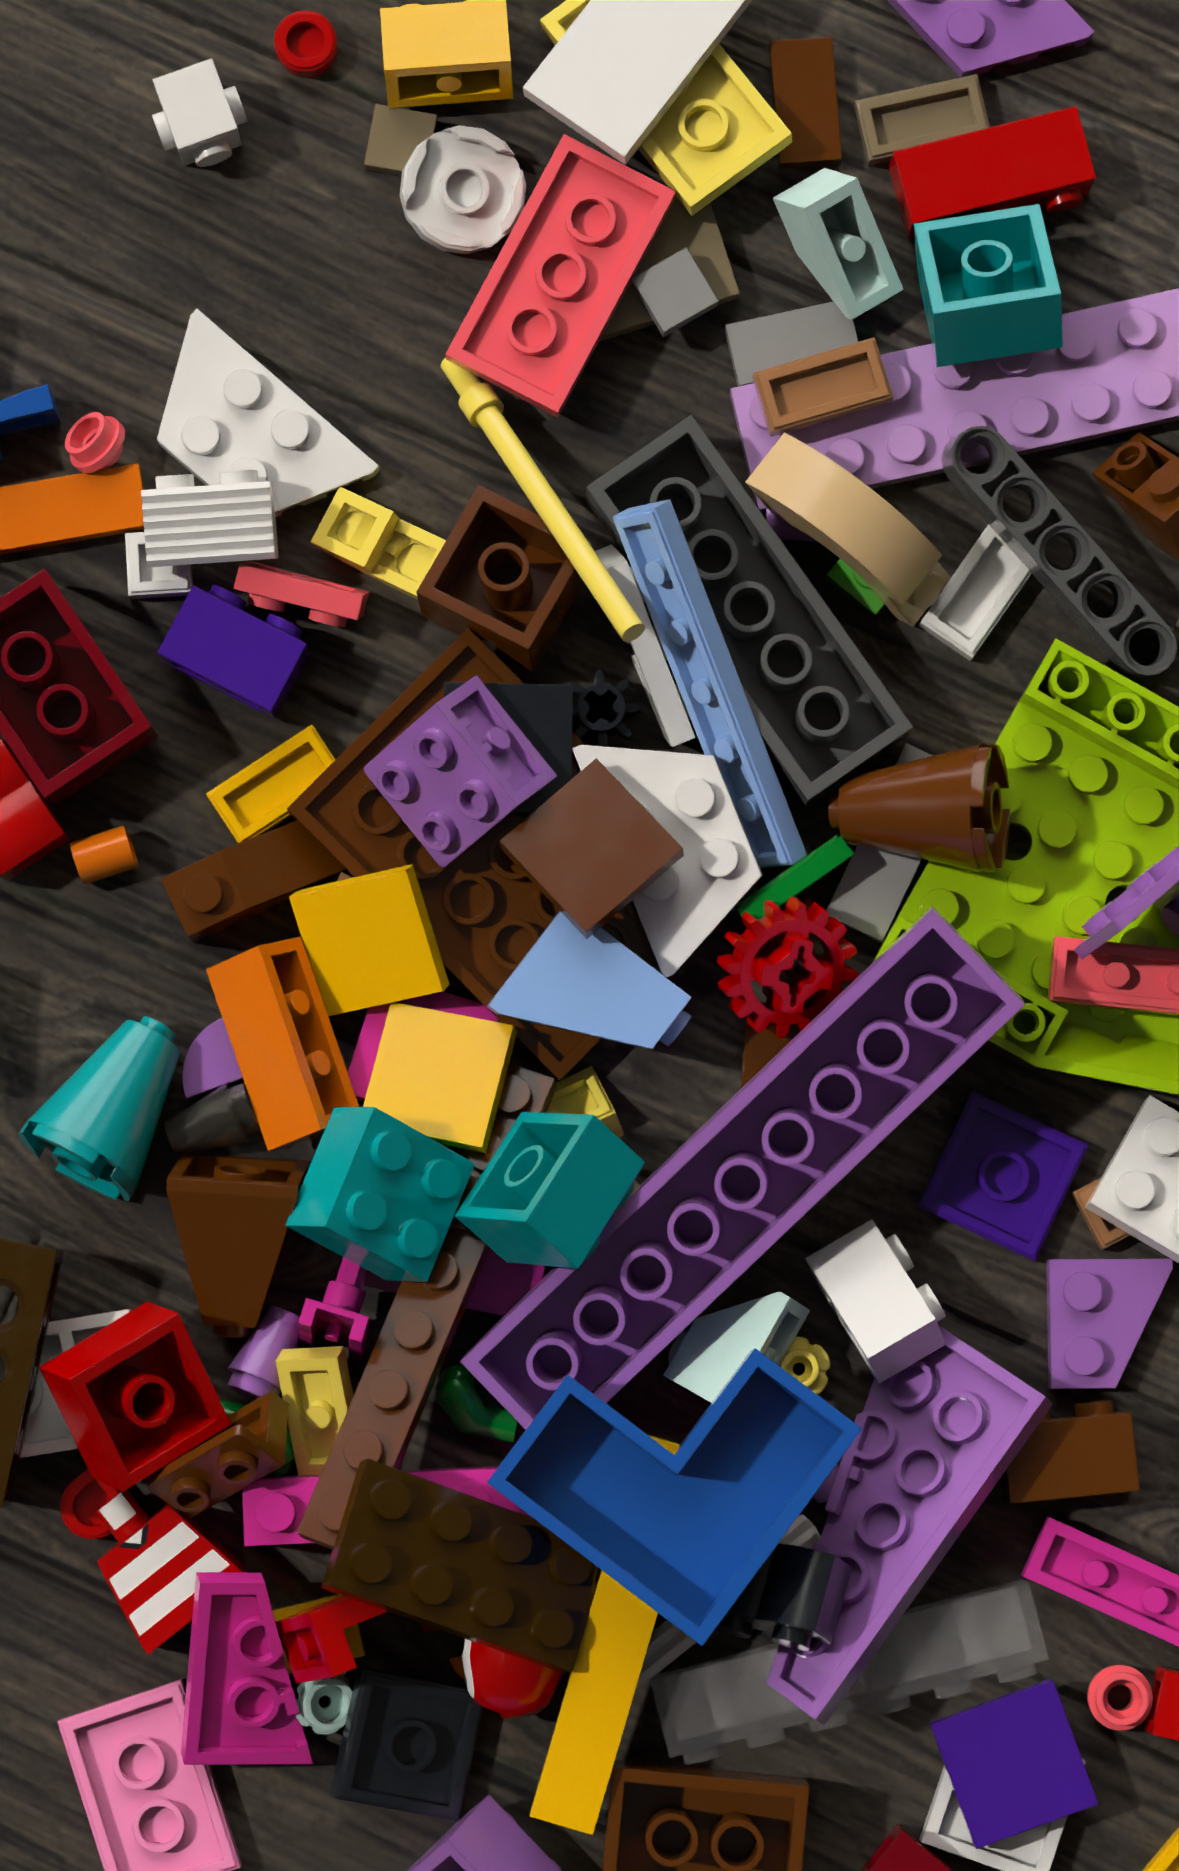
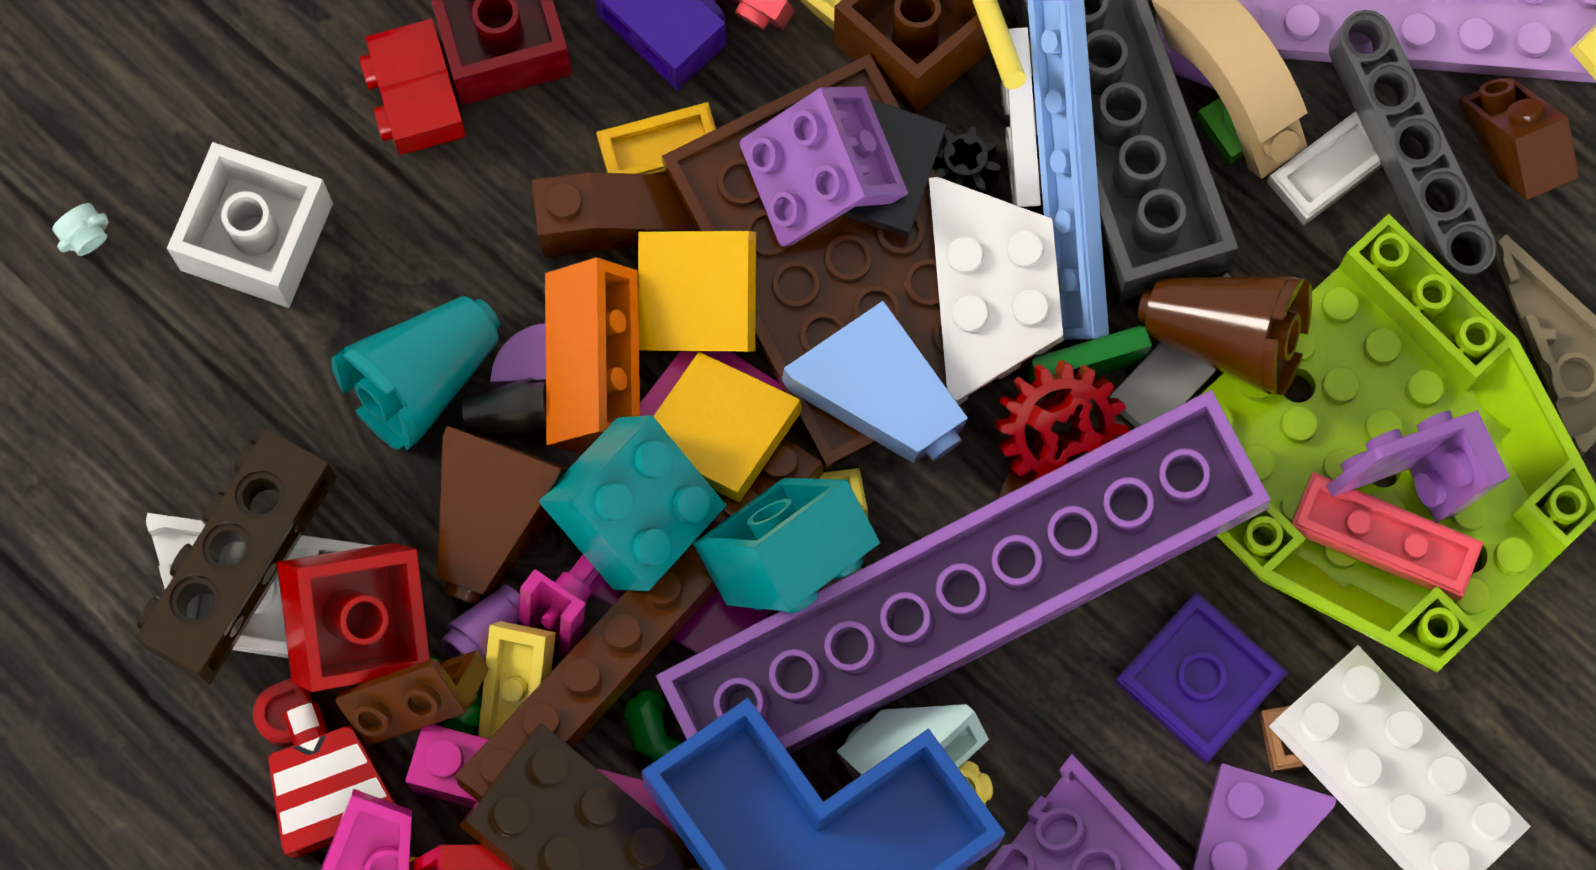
camera: 20 degrees right, 10 degrees down
(104, 854) = (490, 156): orange hinge -> none
(591, 848) = (919, 260): reddish brown tile -> none
(877, 1300) = (1054, 745): white brick -> none

